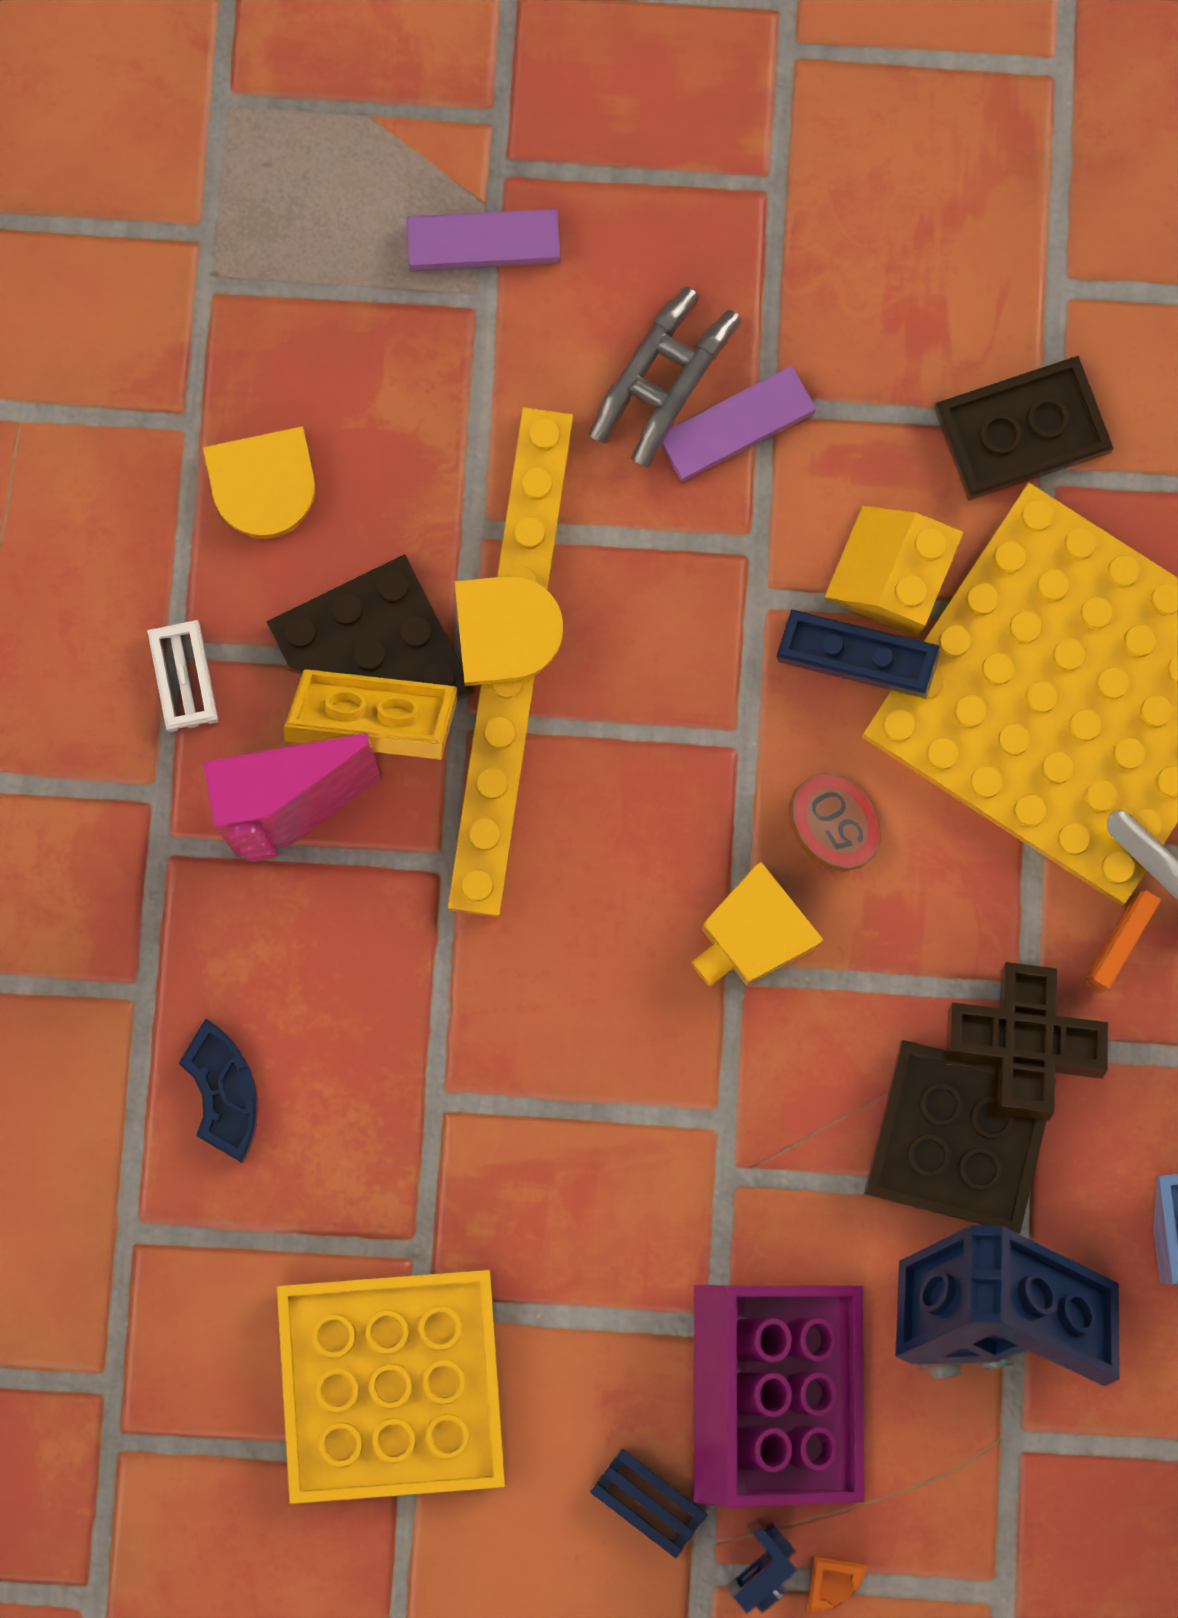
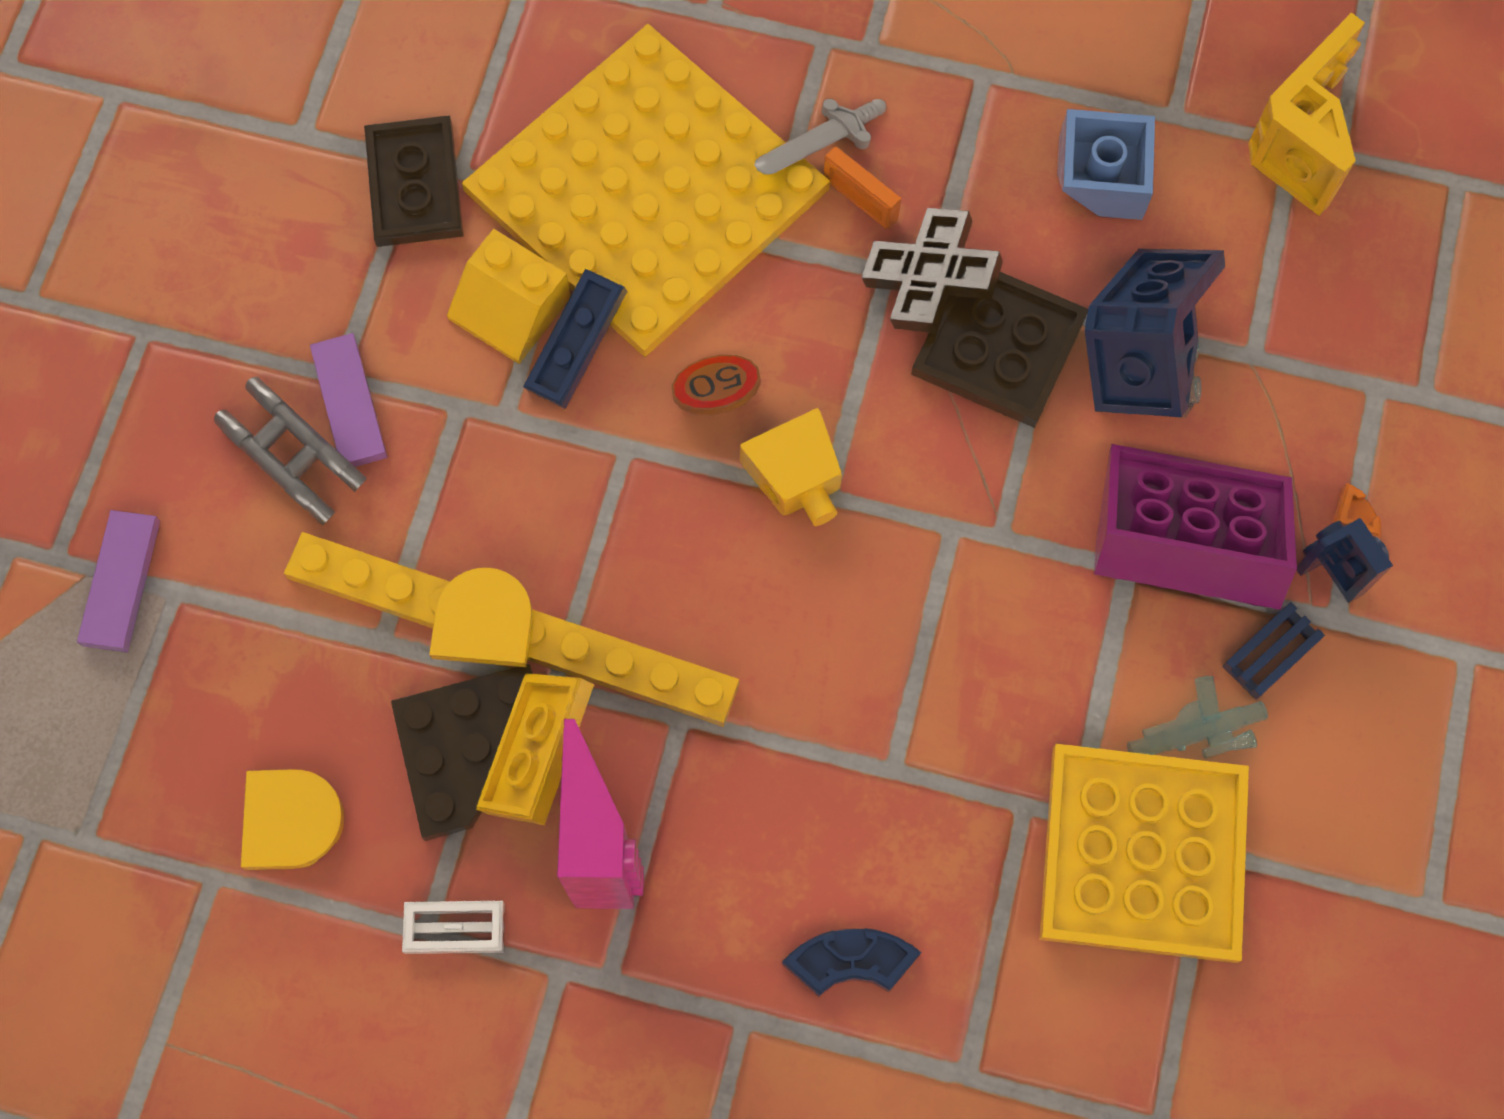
camera: 75 degrees left, 10 degrees down
(550, 1429) = (1201, 722): none -> clear light blue piece

